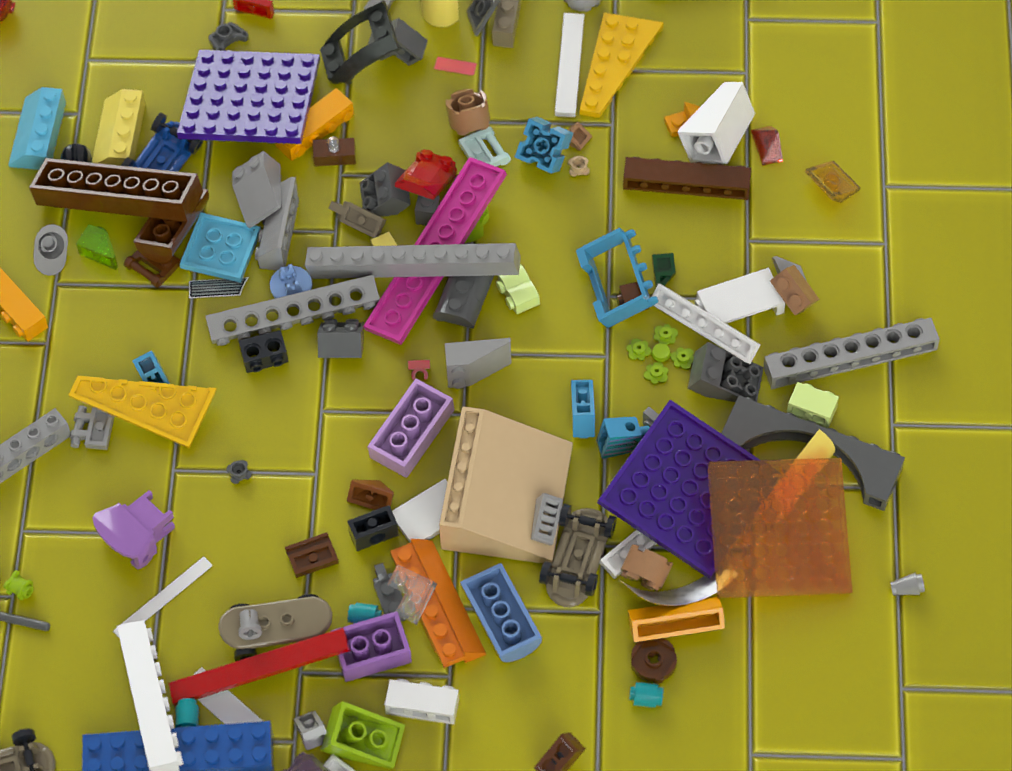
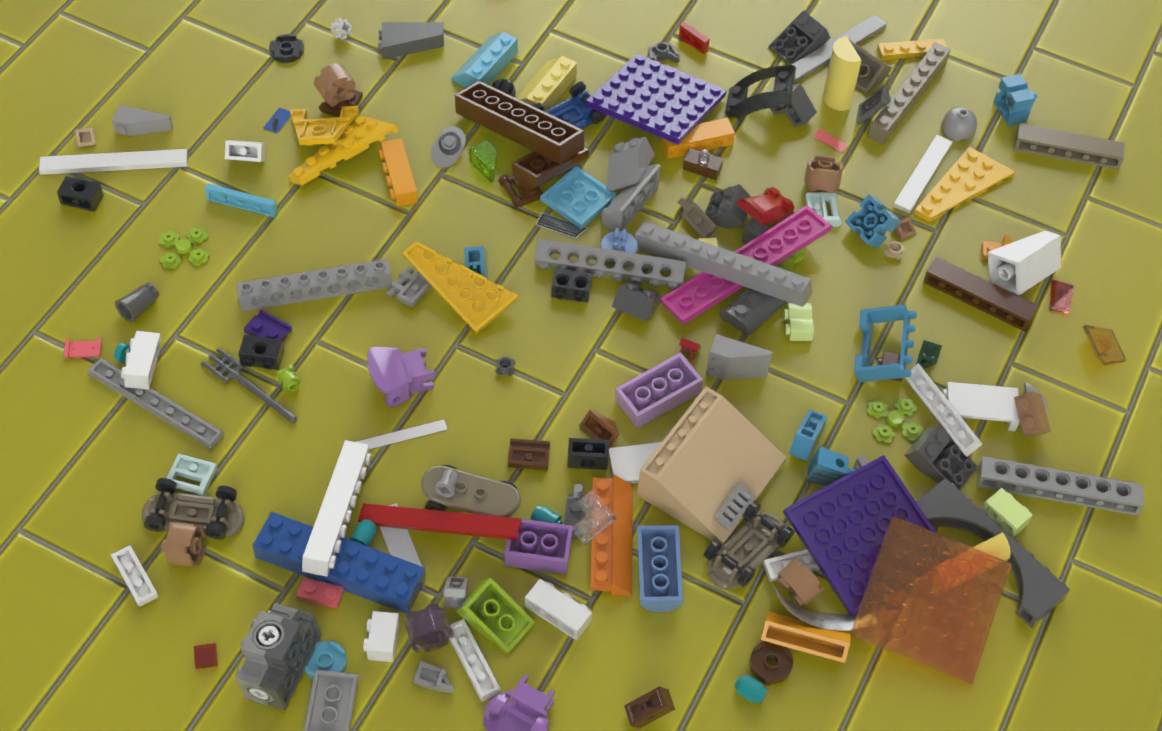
camera: 20 degrees right, 5 degrees down
(908, 585) = (1026, 699): light grey cone -> none

